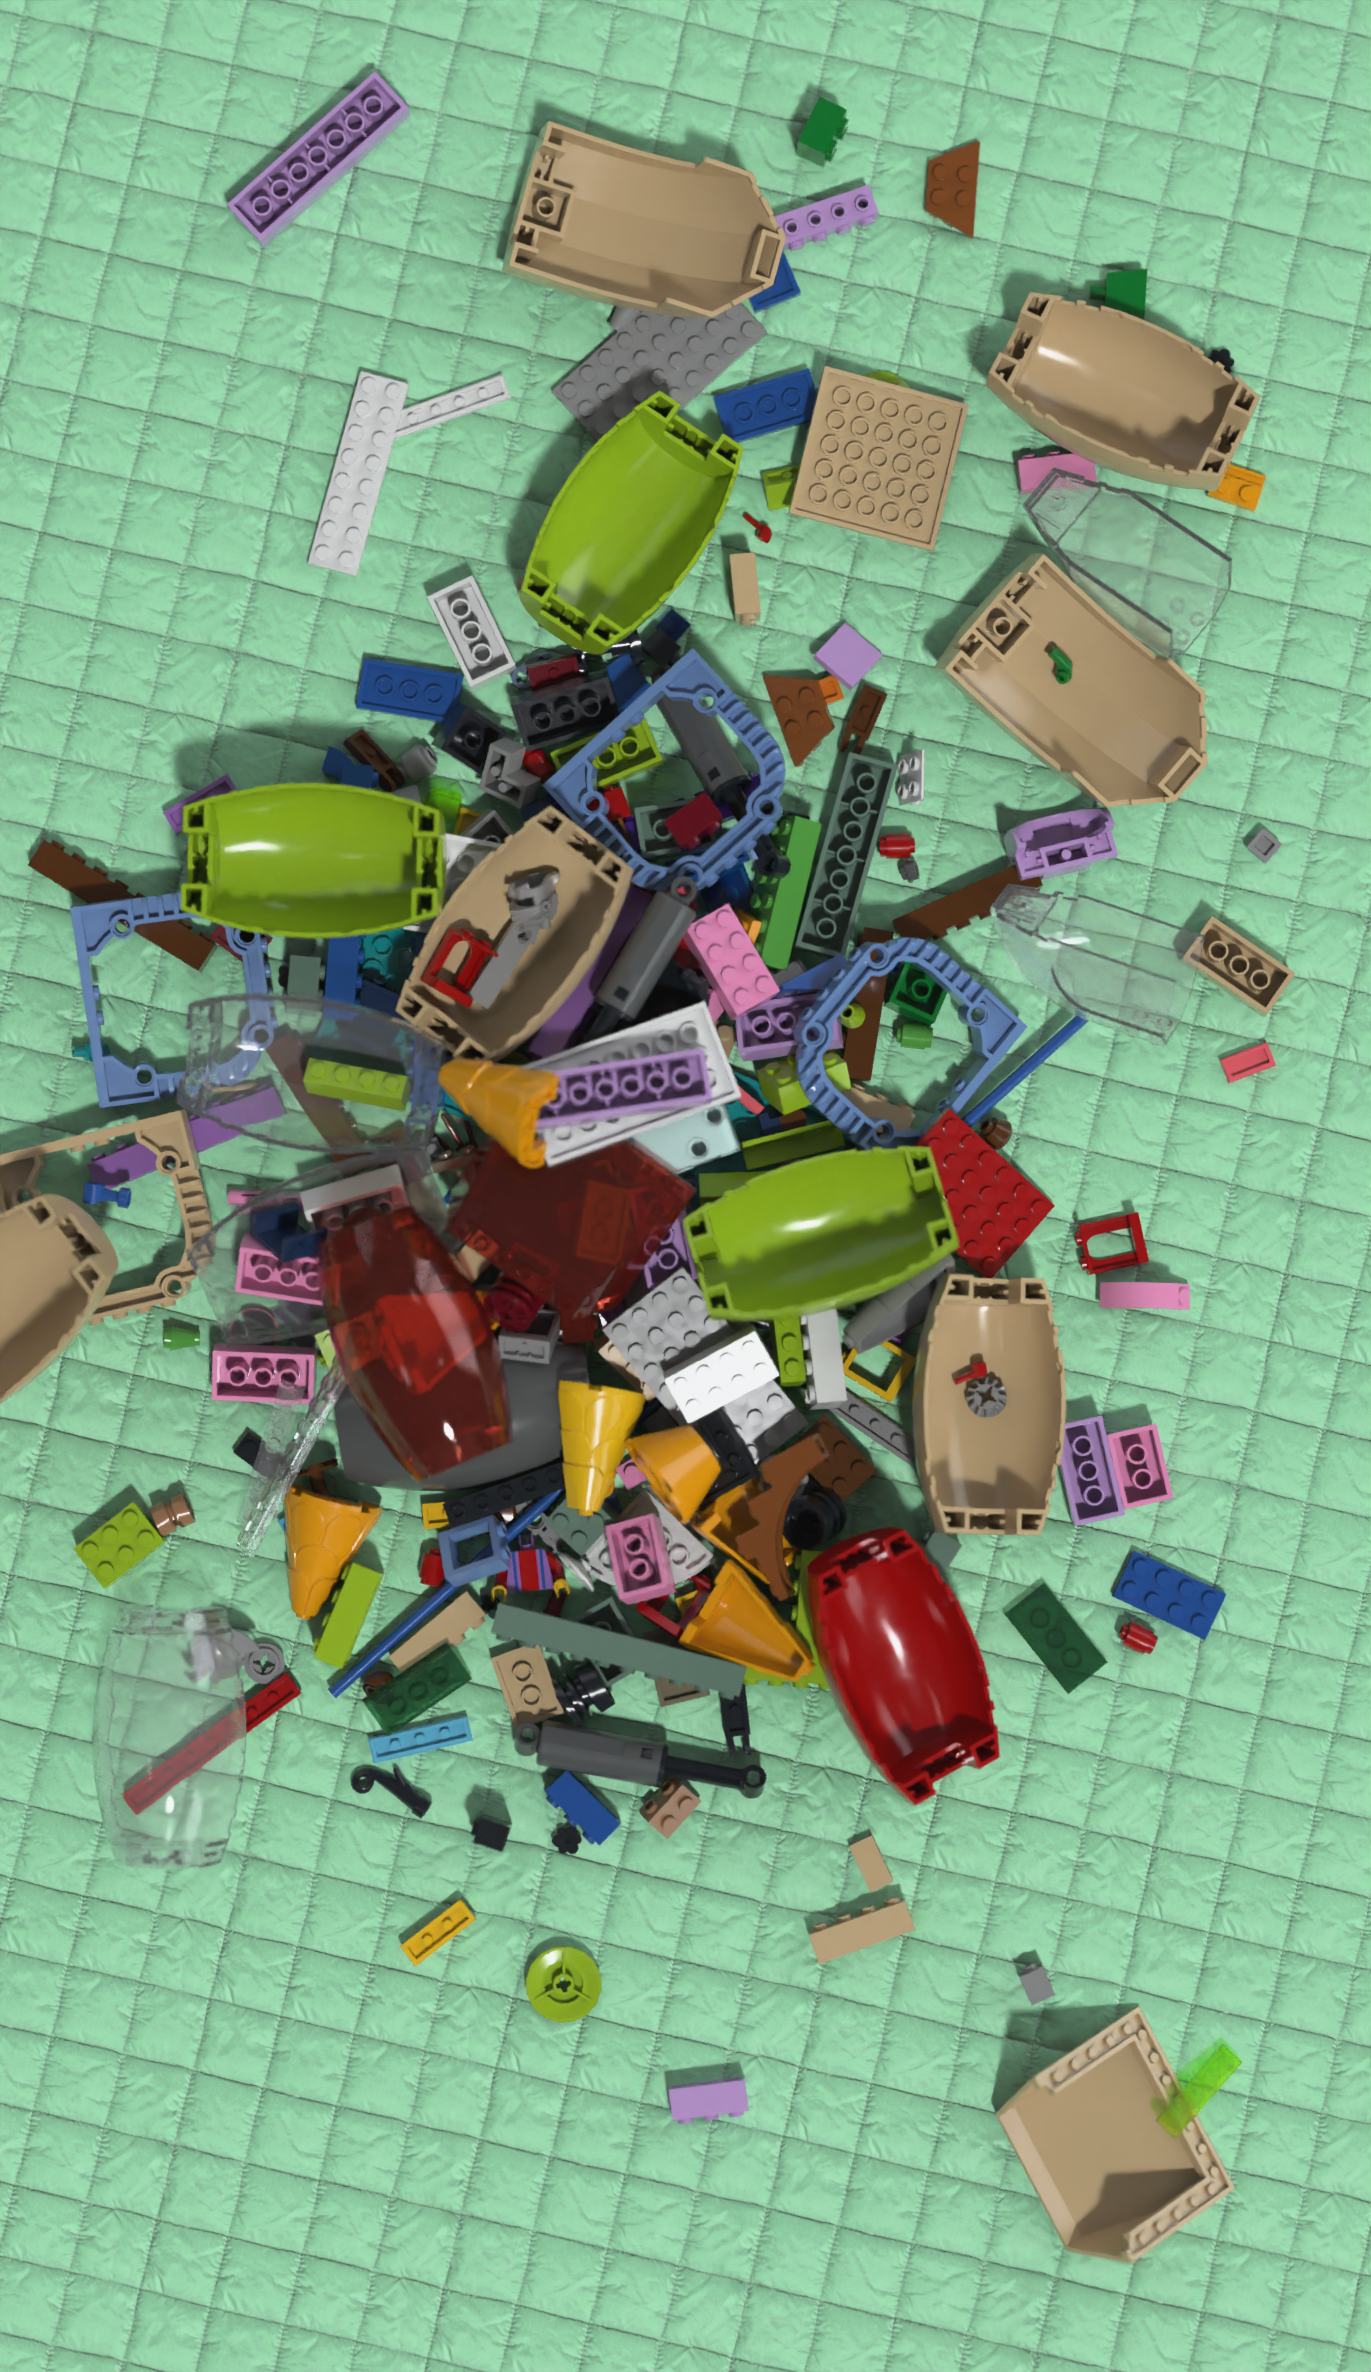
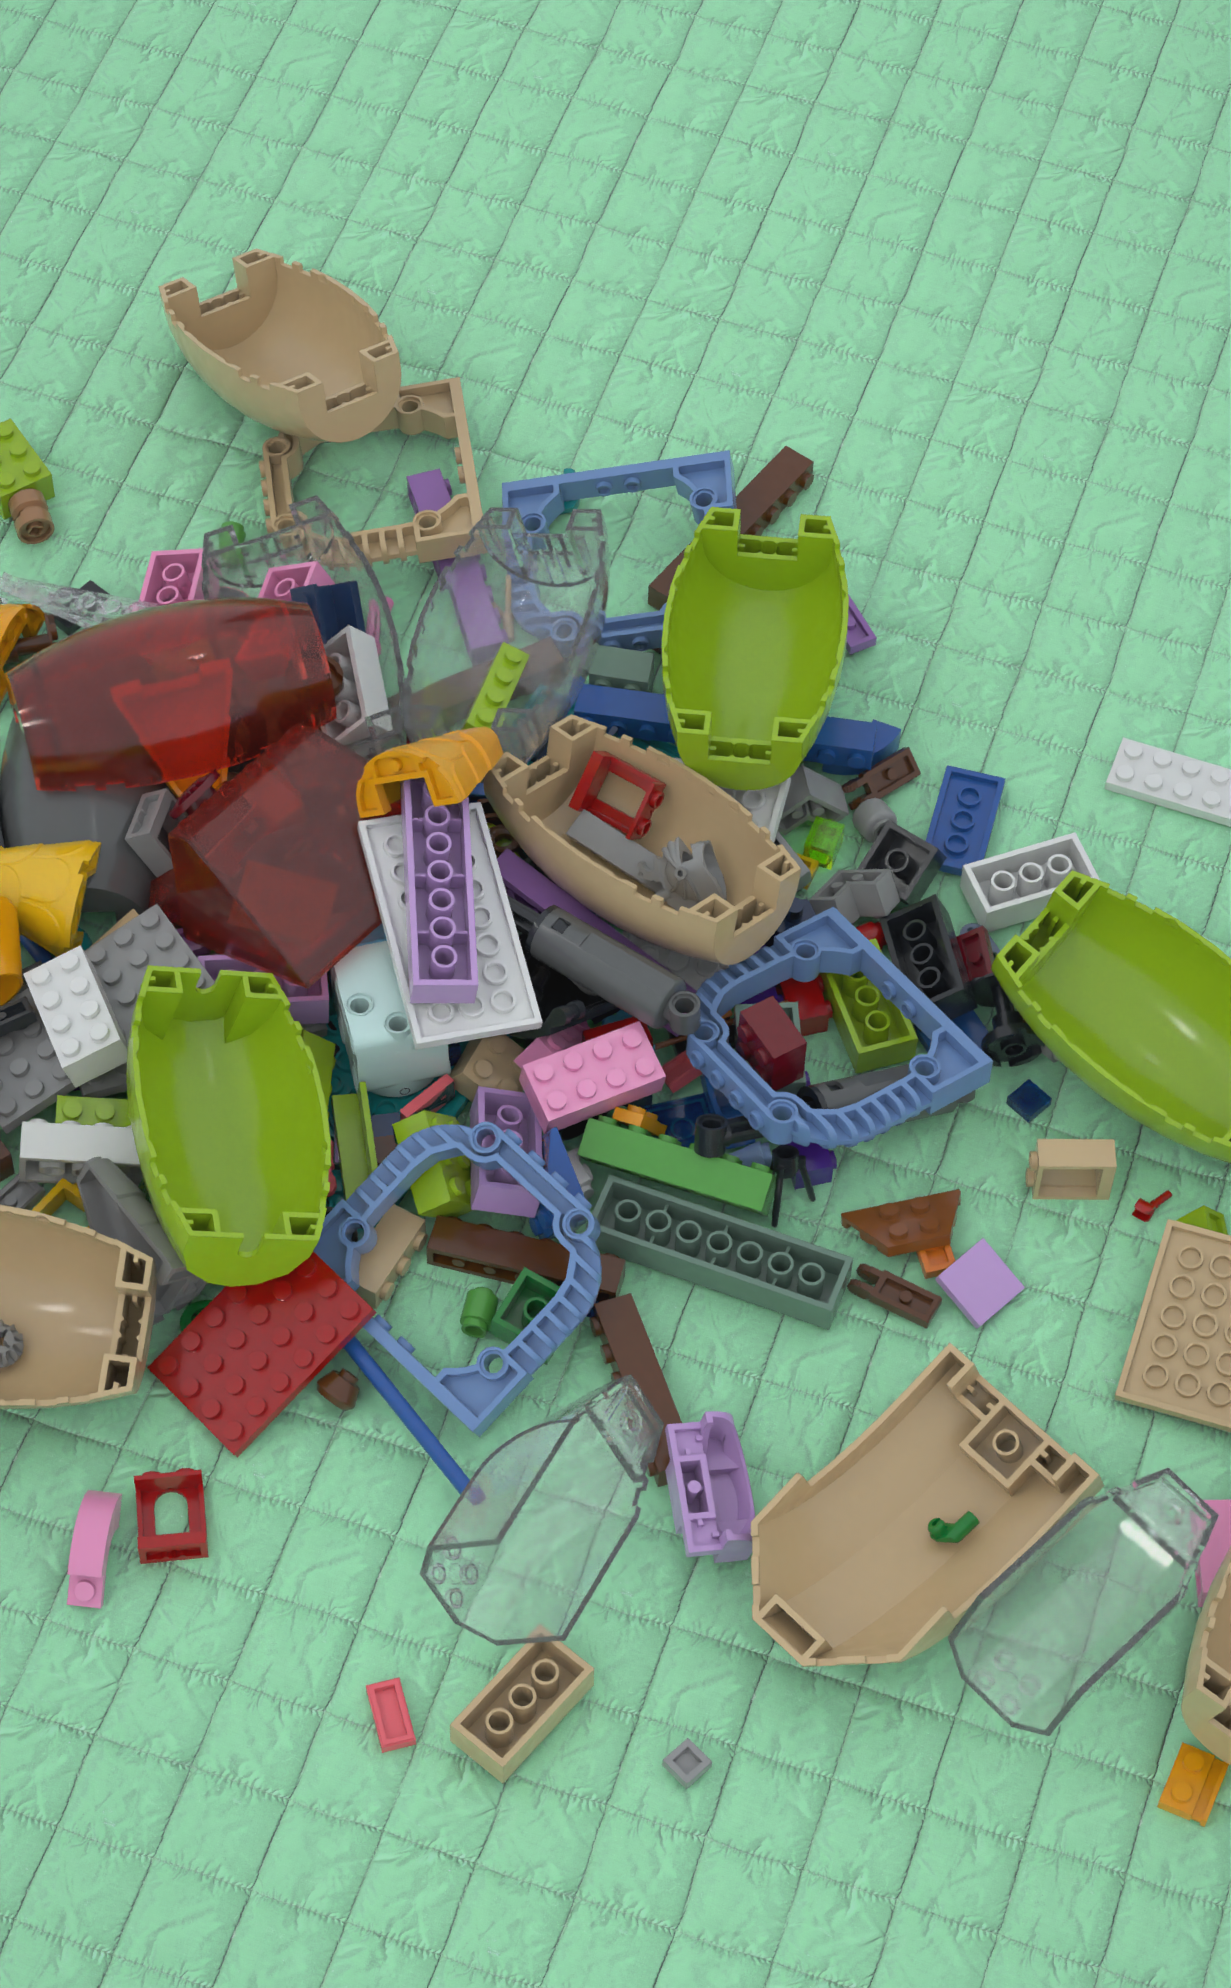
camera: 90 degrees right, 30 degrees down
(96, 1192) = (403, 455): blue leg -> none
(662, 649) = (1004, 1080): black brick -> none
(855, 1019) = (512, 1223): lime cone -> none
(896, 845) = (728, 1315): red brick -> none
(909, 870) = (695, 1330): dark grey plate -> none
(911, 778) = (830, 1334): white hinge -> none
(979, 1370) = (34, 1339): red hand -> none

